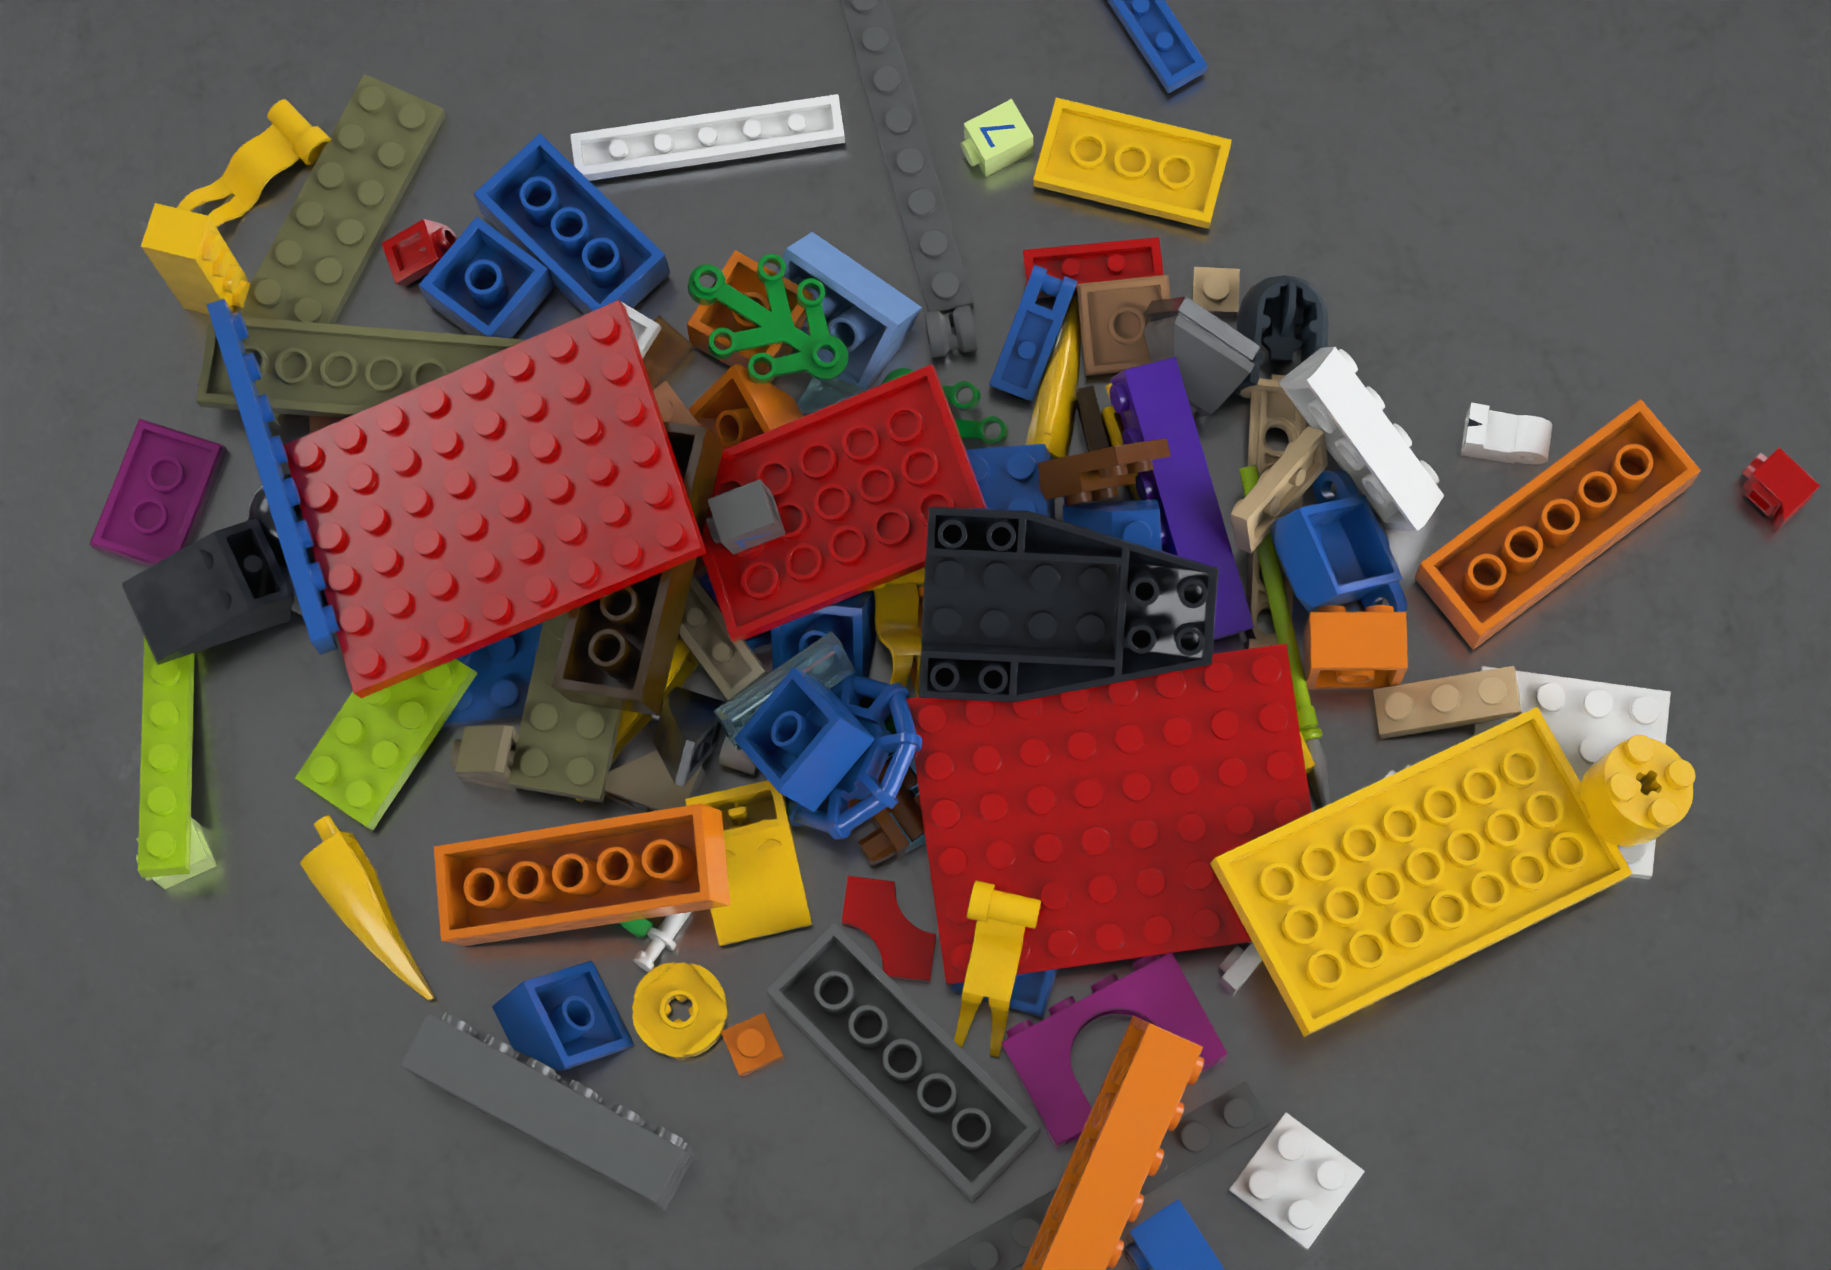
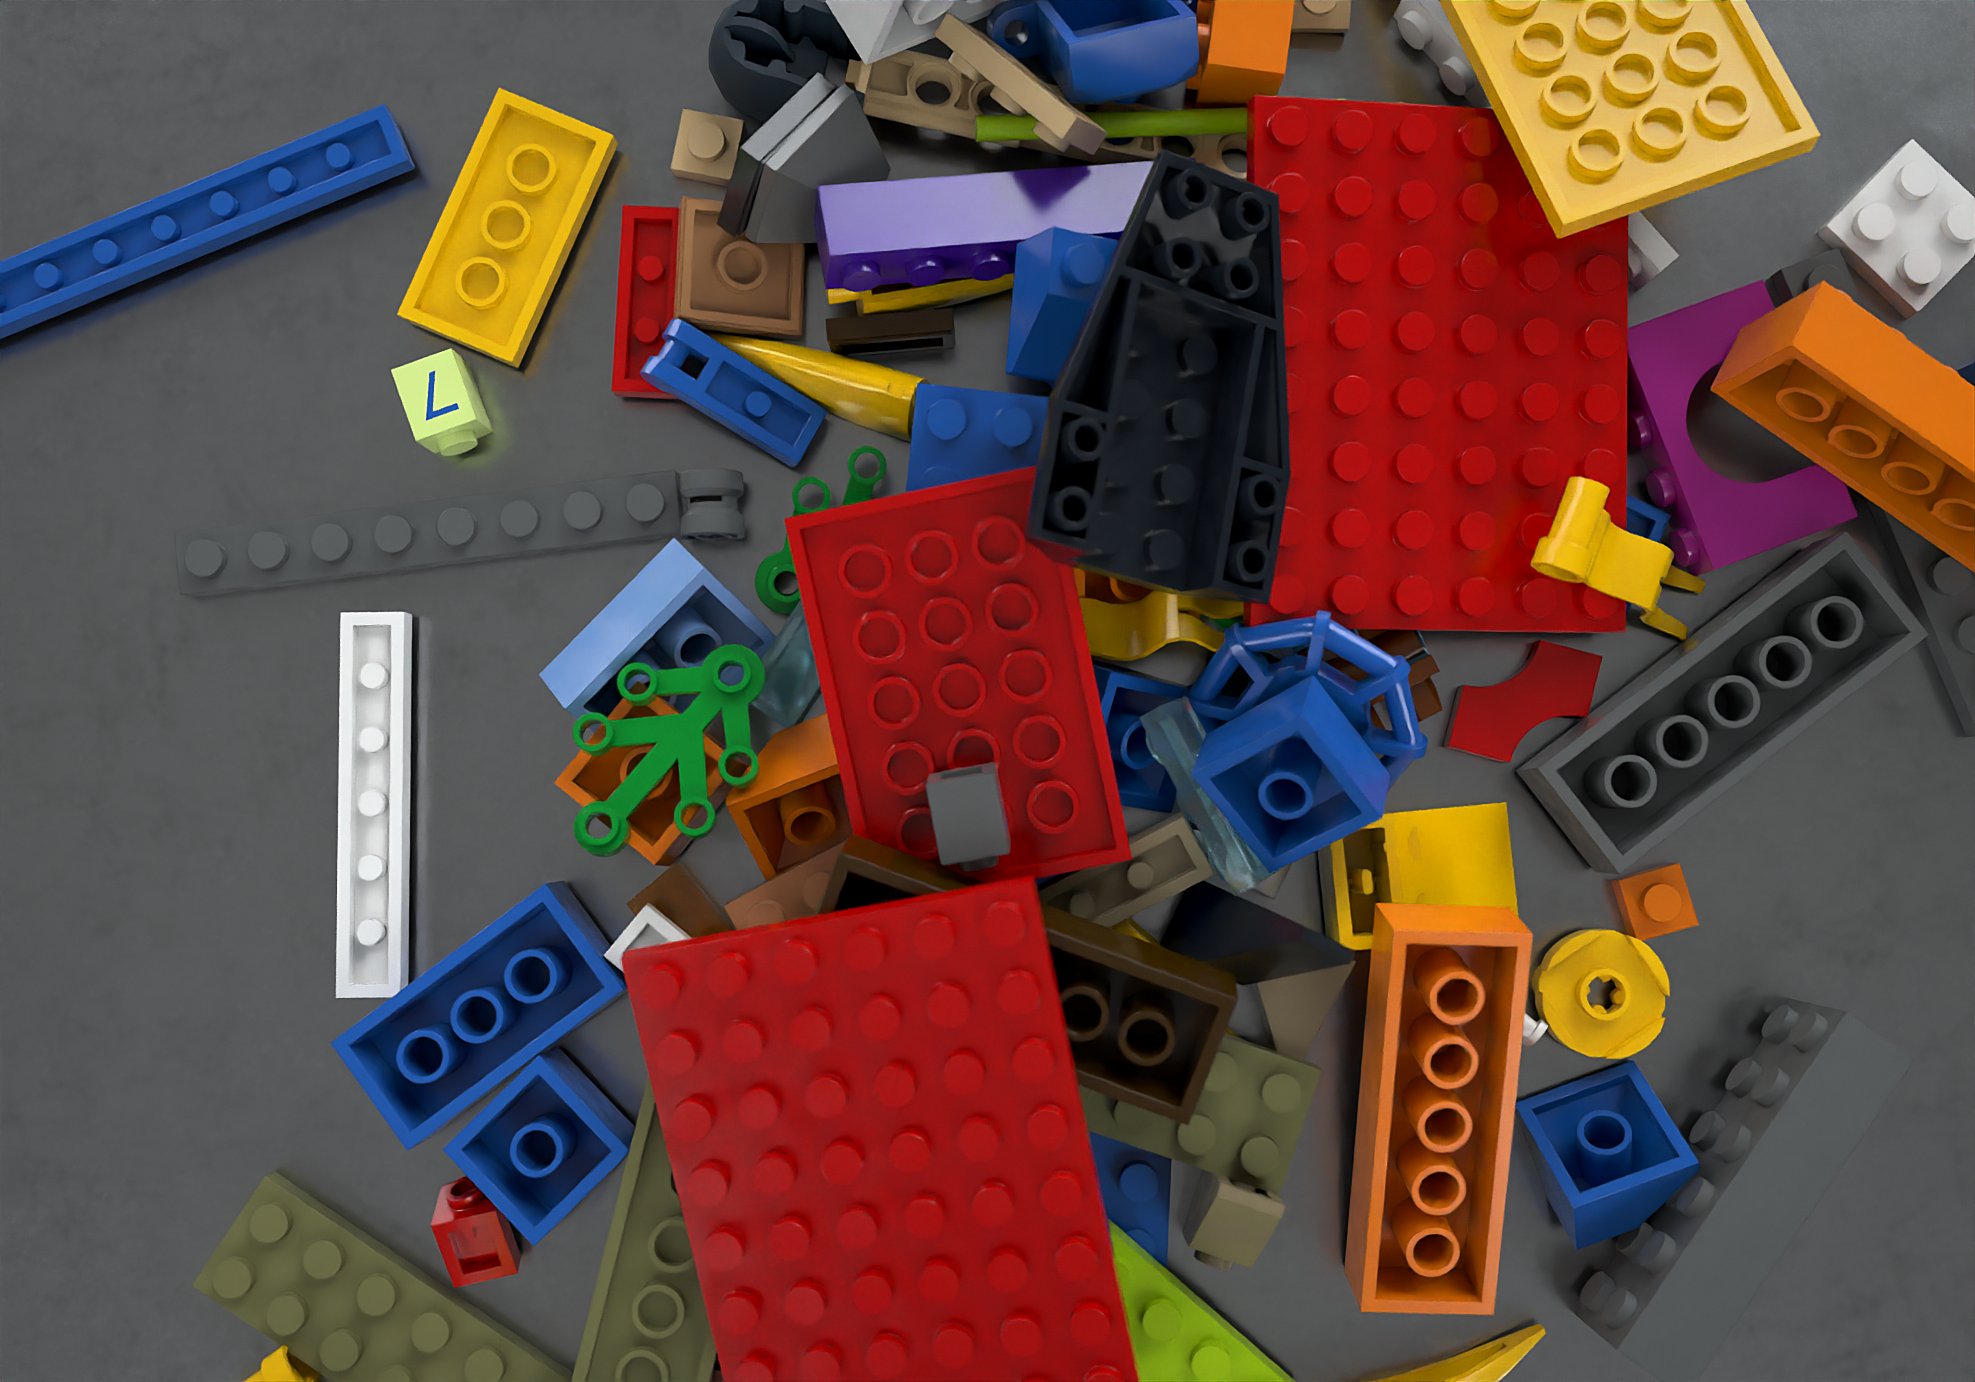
camera: 85 degrees left, 10 degrees up
(1098, 472) = (967, 310): reddish brown plate -> none

